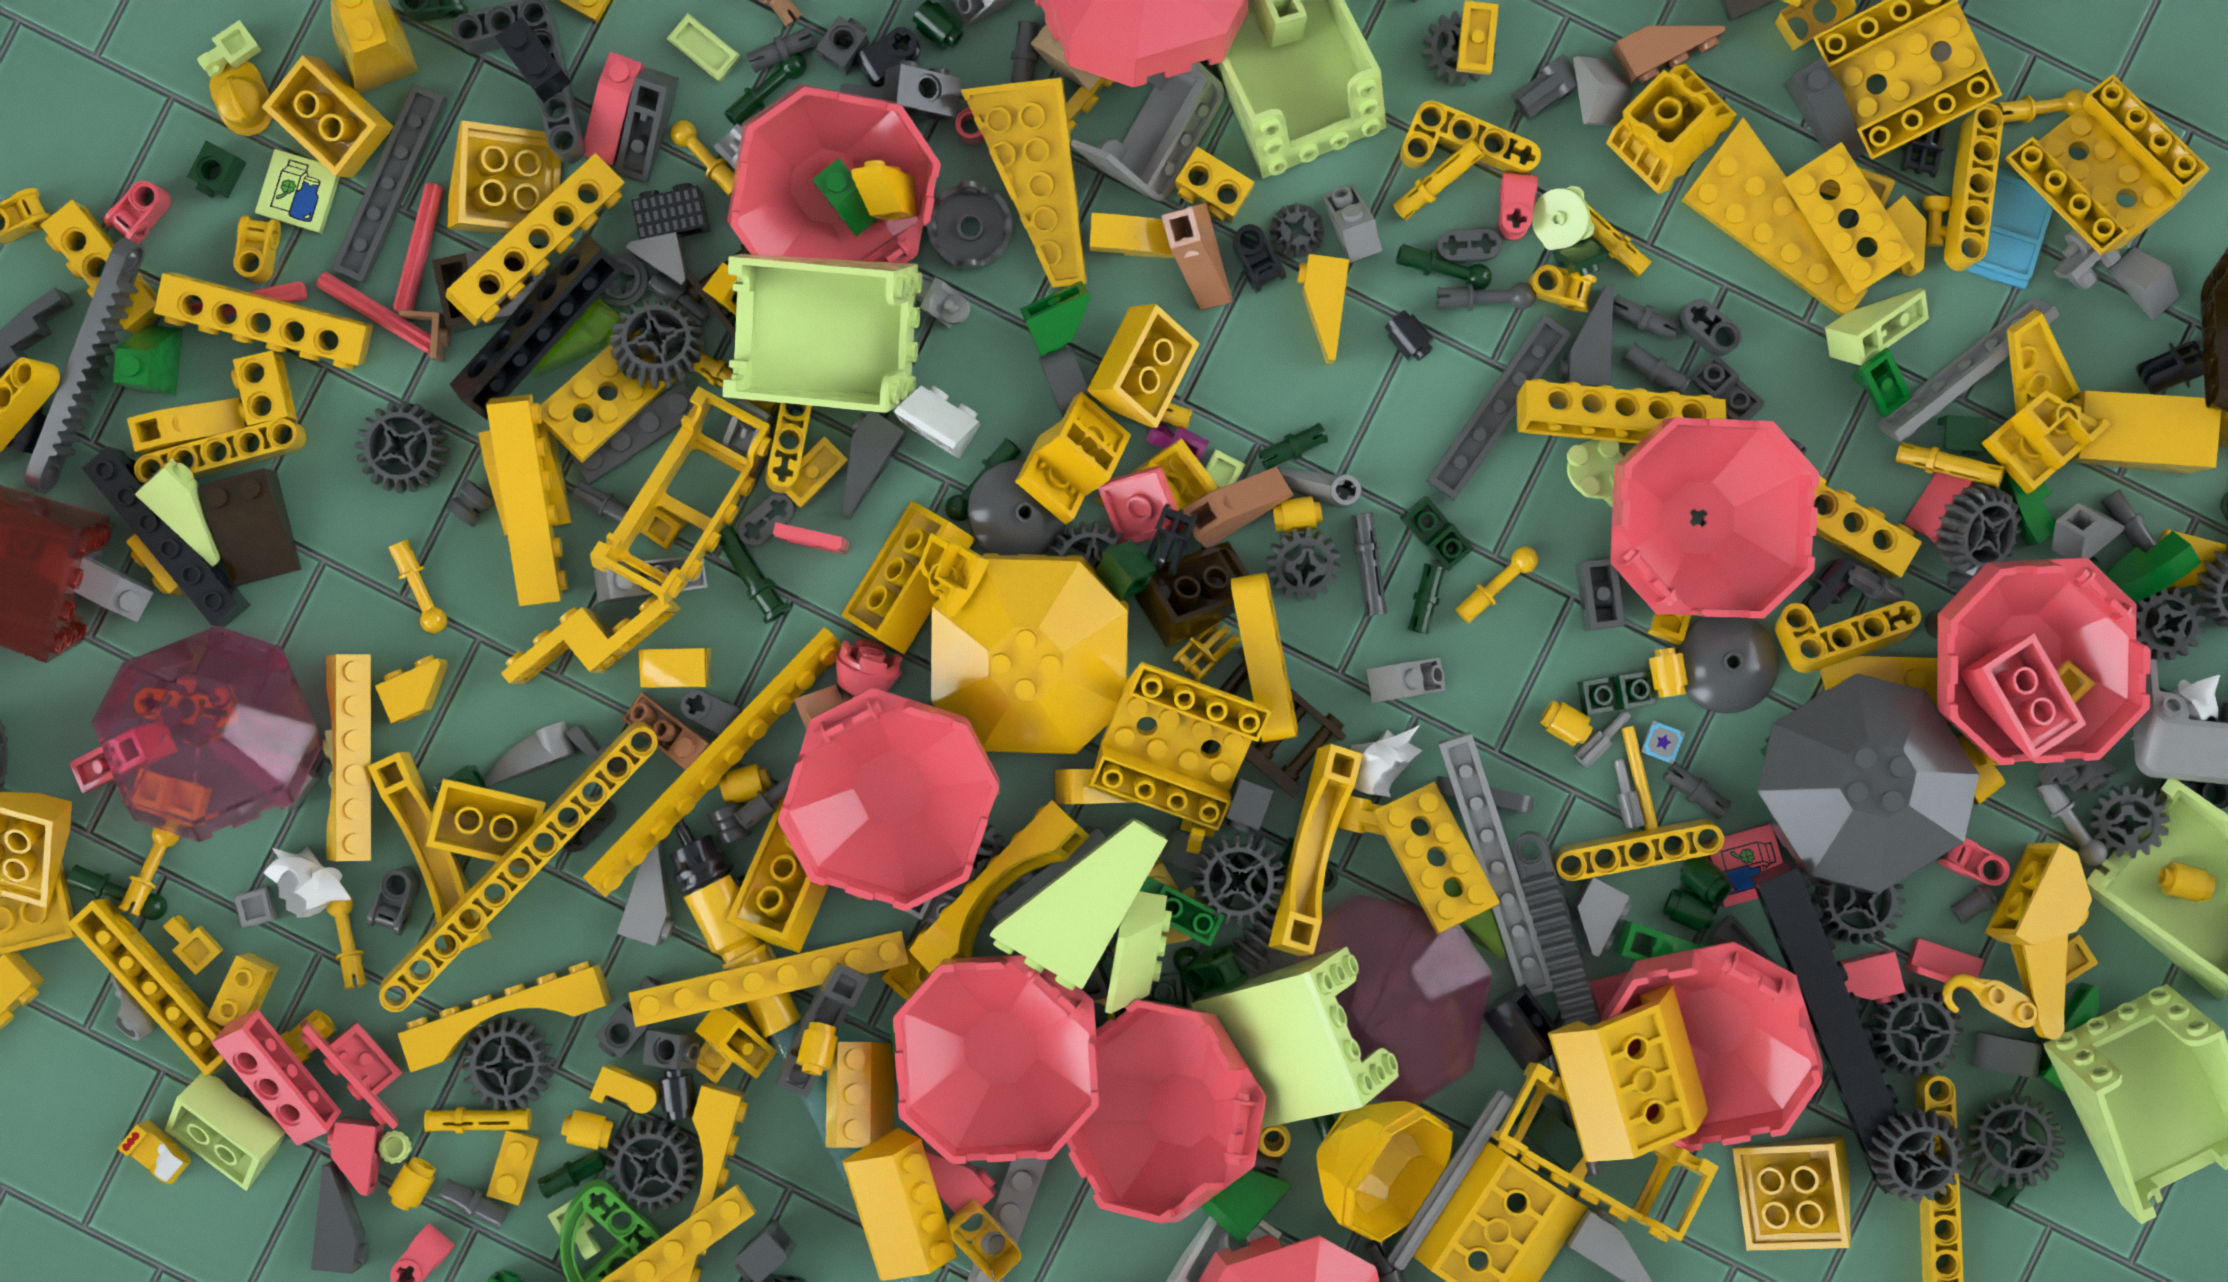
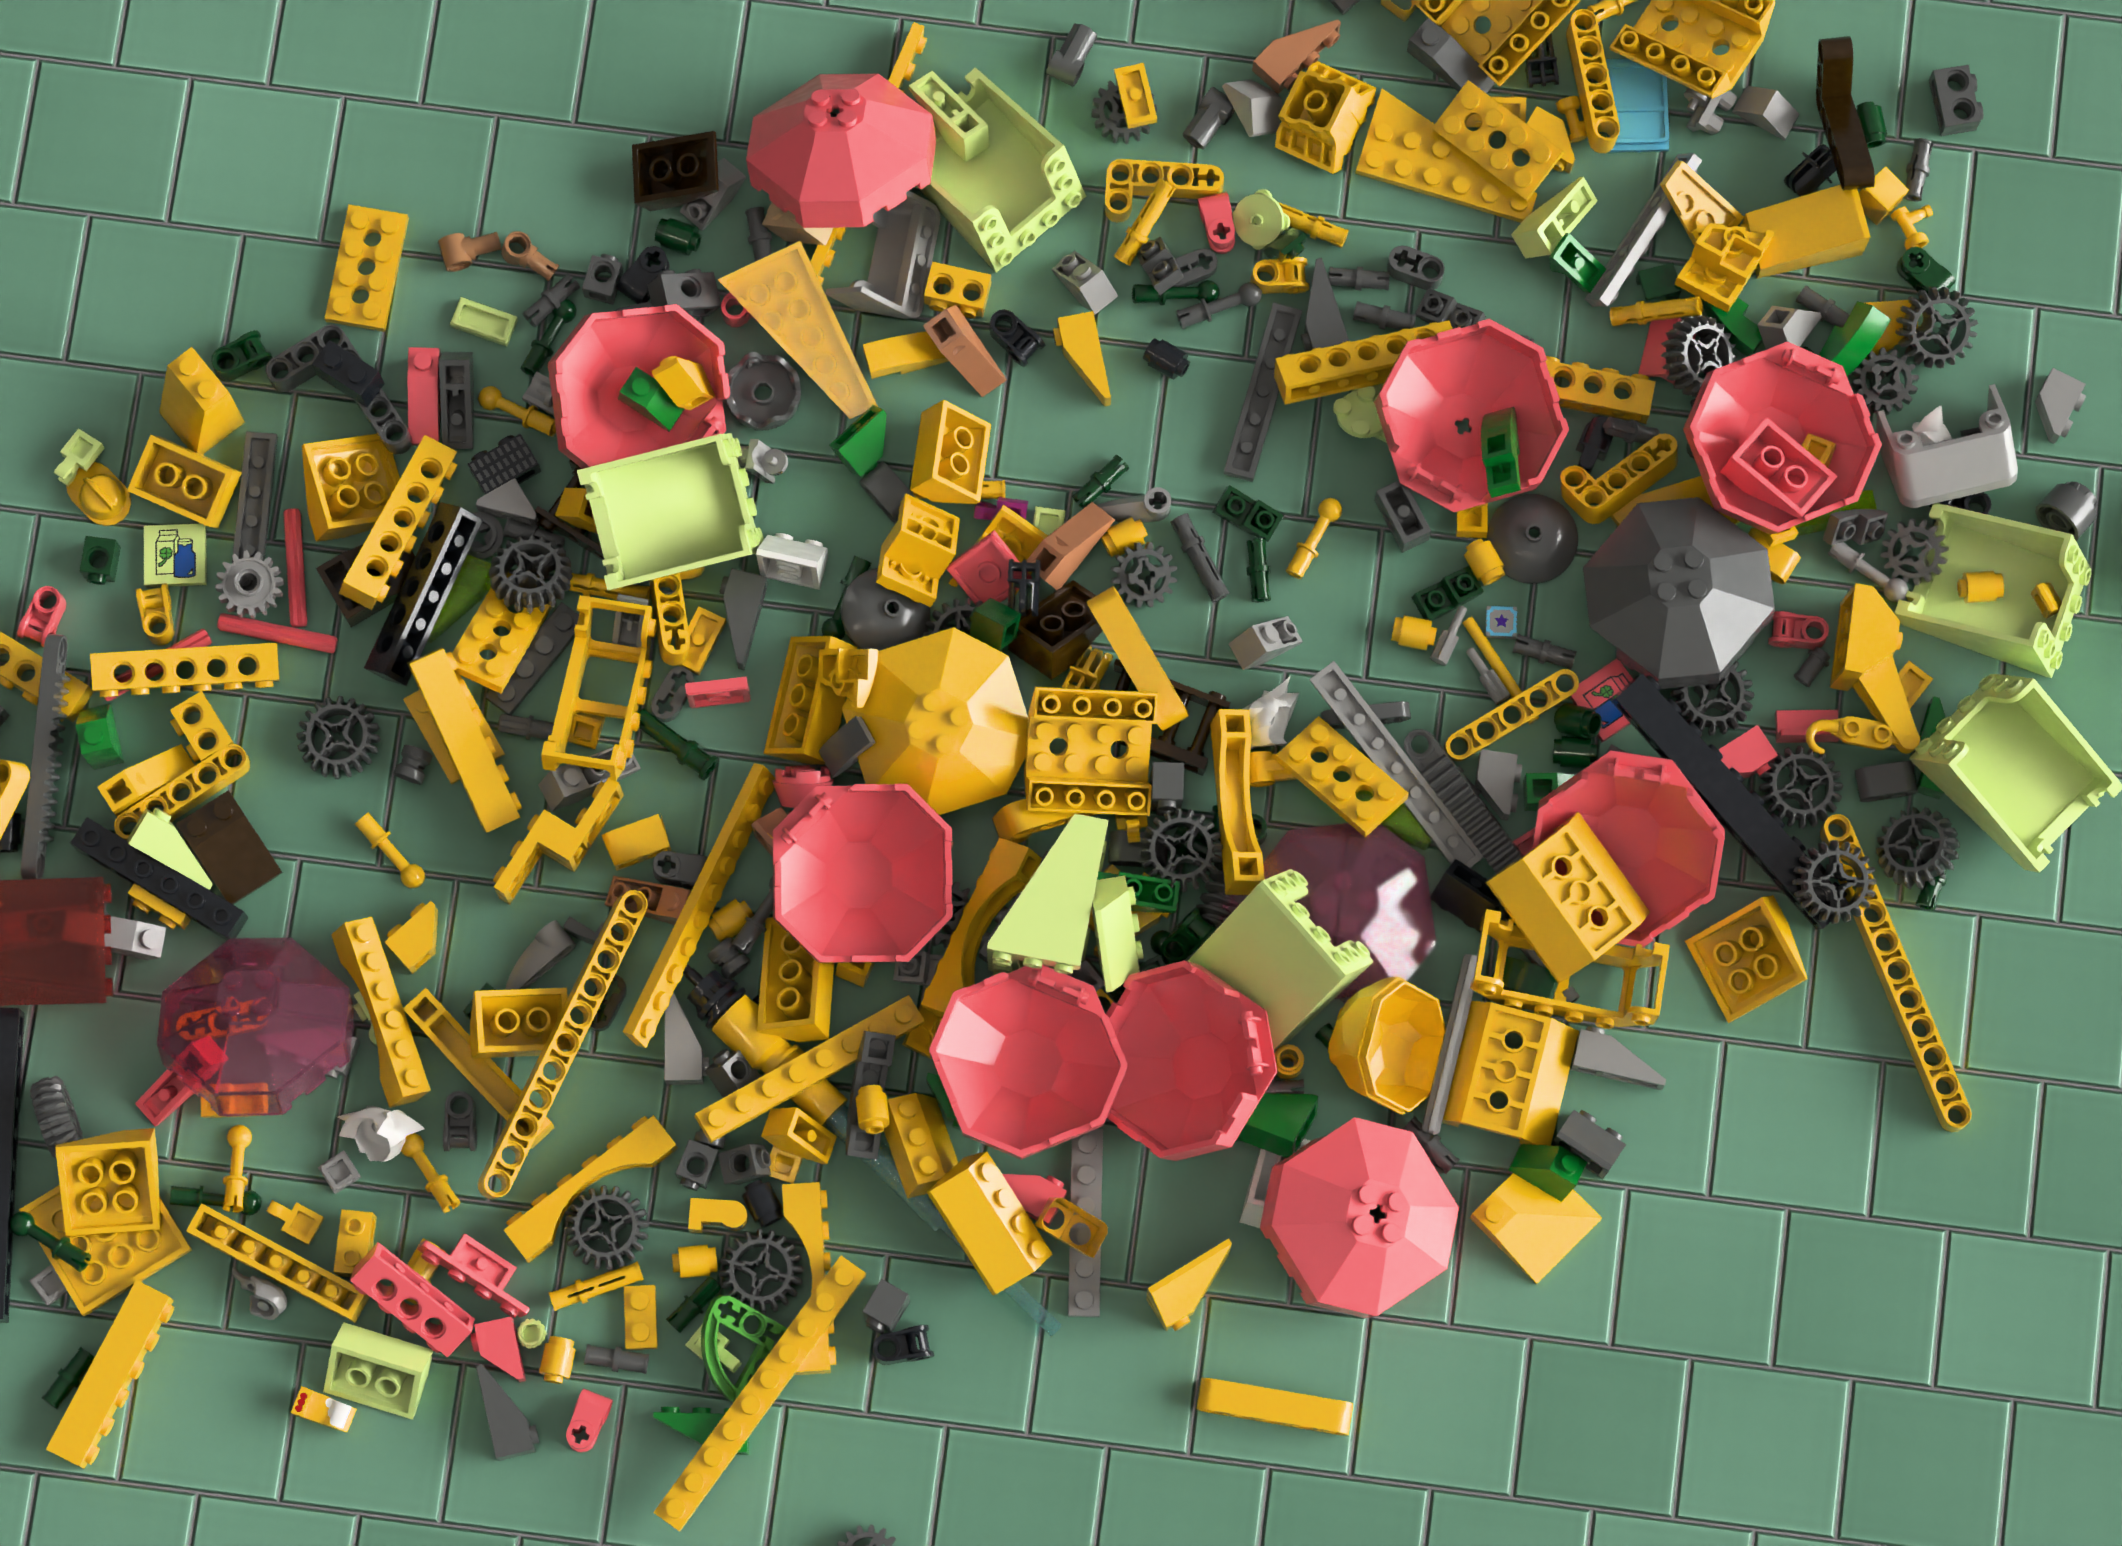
camera: 25 degrees left, 10 degrees down
(341, 251) = (247, 569): none -> light grey gear
(439, 332) = (340, 631): medium nougat bracket -> none
(700, 957) = (721, 1074): none -> dark grey brick
(923, 648) = (845, 745): none -> dark grey slope
(1302, 245) = (1049, 314): dark grey gear -> none
(1438, 232) = (1159, 265): none -> dark grey slope
(1731, 568) = (1501, 451): none -> green slope

